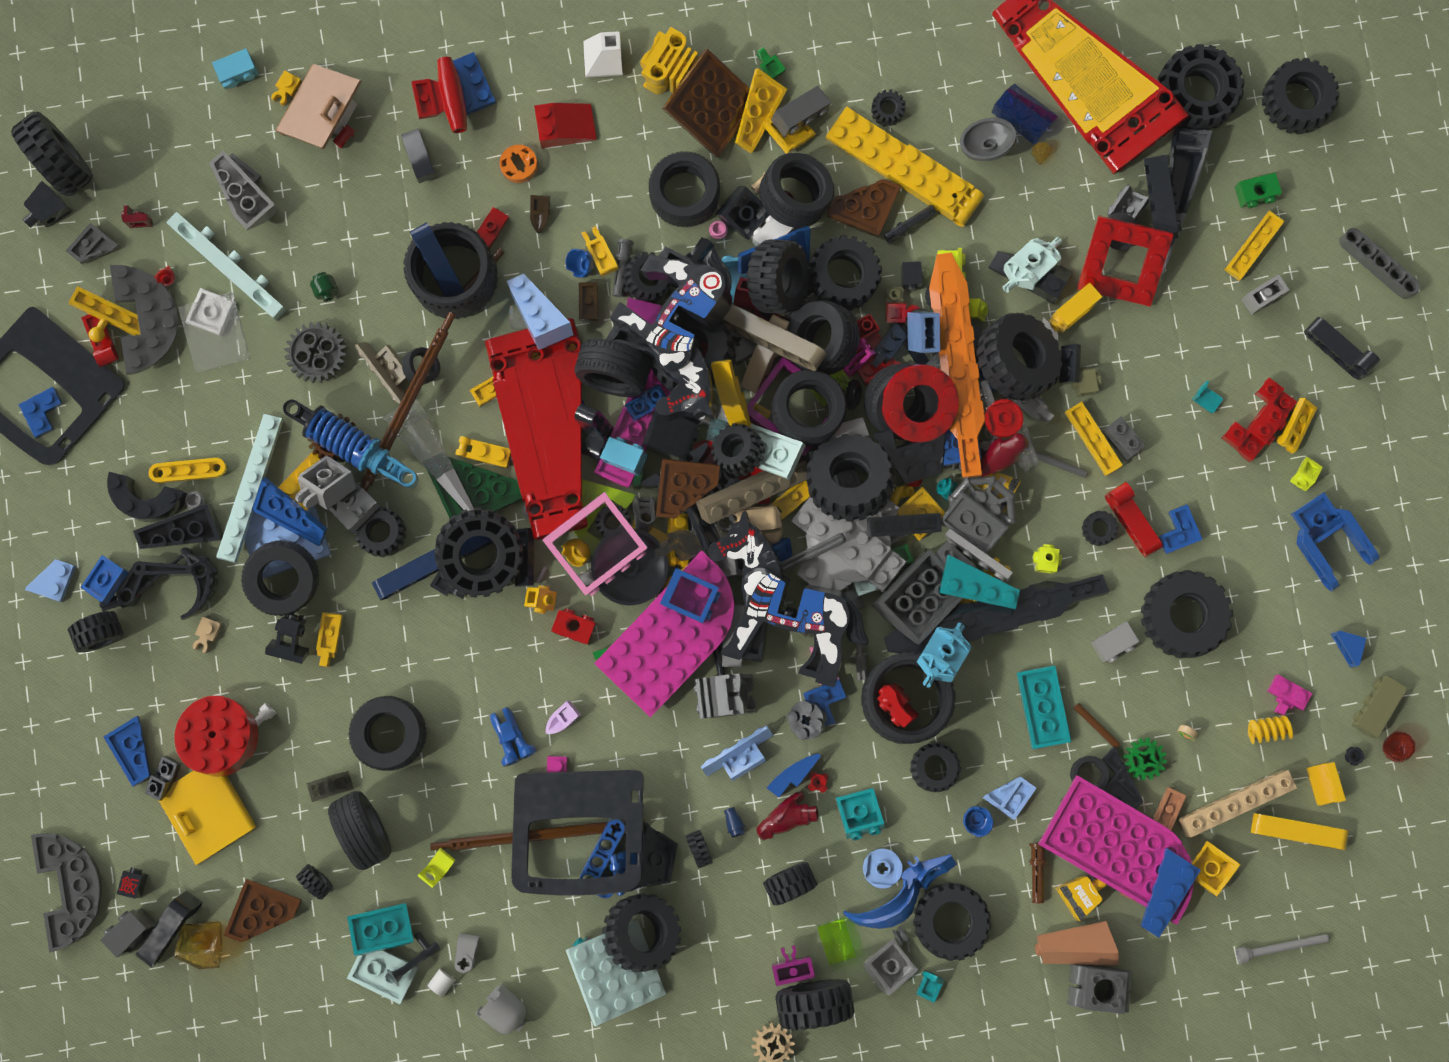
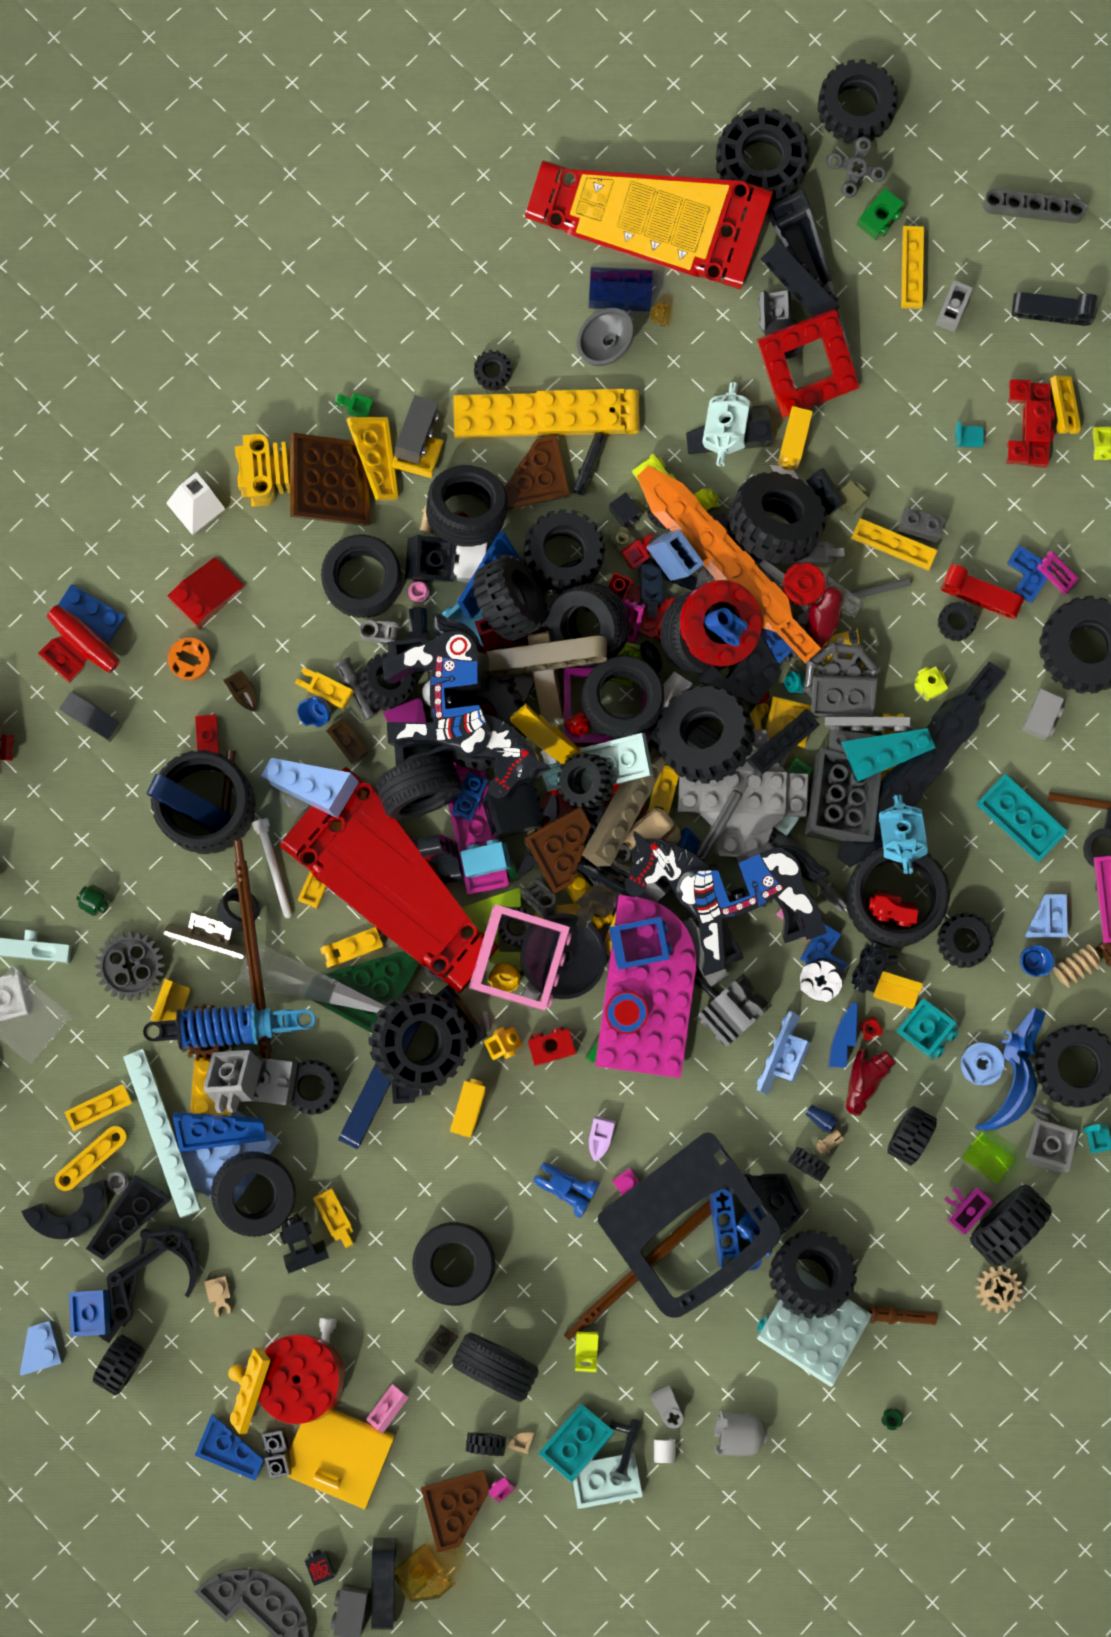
camera: 35 degrees left, 0 degrees up
(181, 709) = (251, 1384): none -> yellow plate
(219, 438) = (98, 1107): none -> yellow plate
(264, 803) = (387, 1408): none -> bright pink plate
(302, 923) = (501, 1489): none -> dark pink plate
(327, 395) = (171, 997): none -> yellow panel
(343, 899) = (521, 1441): none -> tan tile
(480, 628) = (468, 1108): none -> yellow window
(482, 320) = (262, 827): none -> white piece
(644, 640) = (626, 1012): none -> tile
(671, 239) = (381, 632): none -> light grey piece
(707, 1028) = (892, 1315): none -> reddish brown pin
(726, 844) = (829, 1142): none -> tan pin
(761, 405) = (577, 725): none -> red plate
(852, 735) = (871, 965): none -> black brick
(858, 768) = (897, 990): none -> yellow panel
(922, 411) = (728, 628): none -> blue piece
(1006, 847) = (1077, 966): none -> tan piece
(1198, 531) = (1047, 563): none -> dark pink tile
(1270, 137) = (858, 158): none -> dark grey gear

